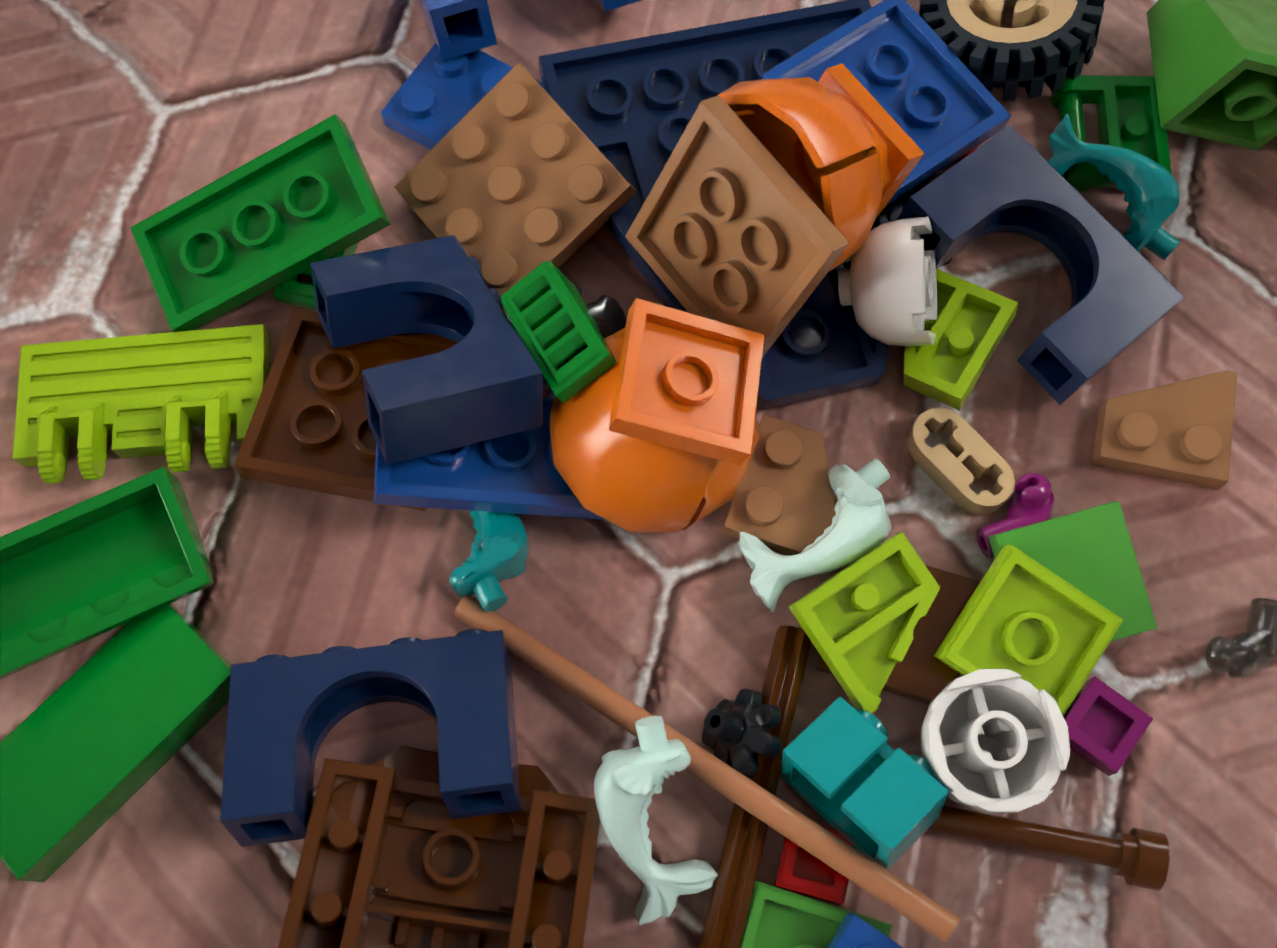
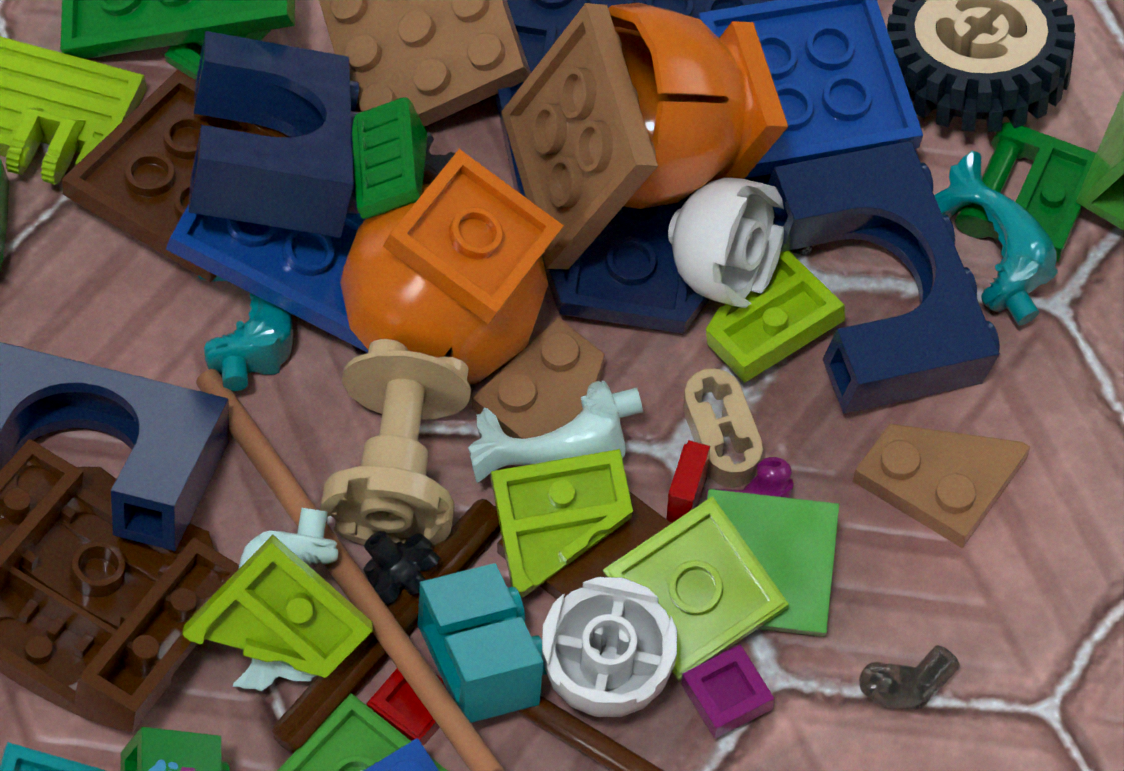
camera: 20 degrees right, 10 degrees down
(665, 846) = (281, 613): none -> lime wing
(695, 636) = (392, 483): none -> tan piece
(965, 534) = (688, 480): none -> red tile

